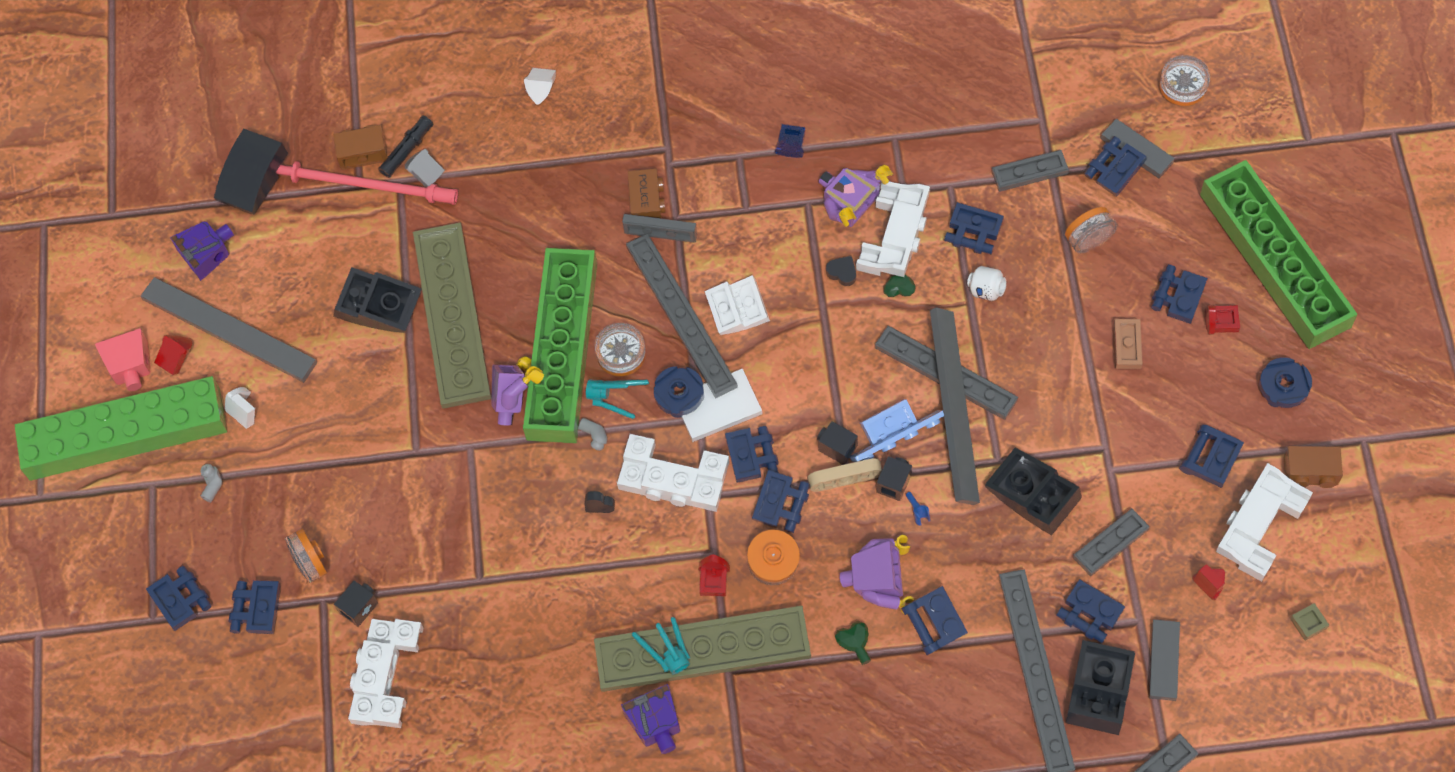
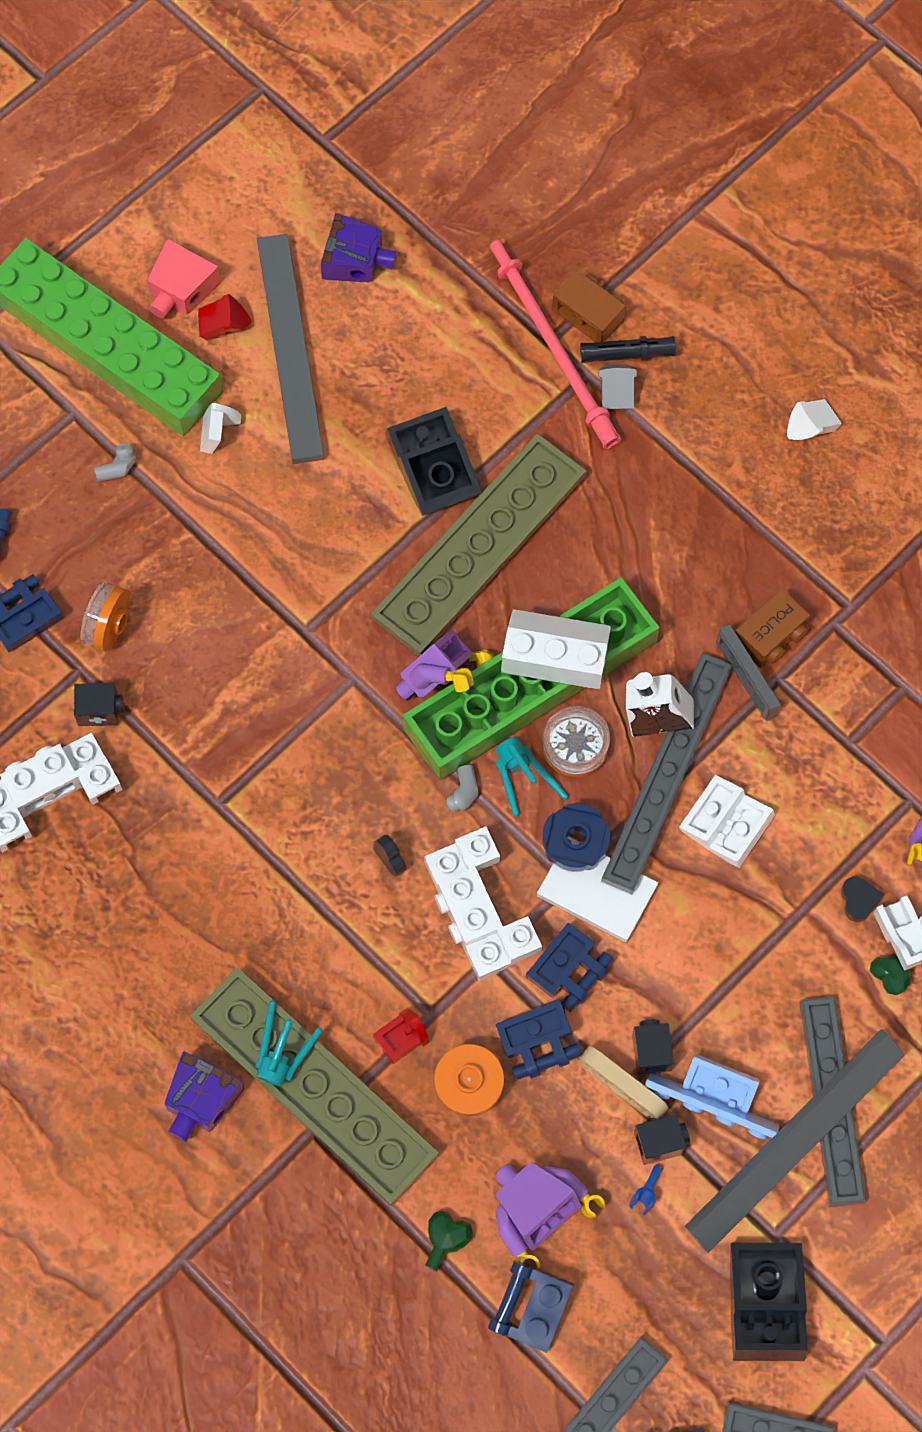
camera: 45 degrees right, 5 degrees up
(249, 171) = (471, 226): black slope -> none
(560, 313) = (555, 649): none -> white slope
(638, 287) = (658, 705): none -> white torso

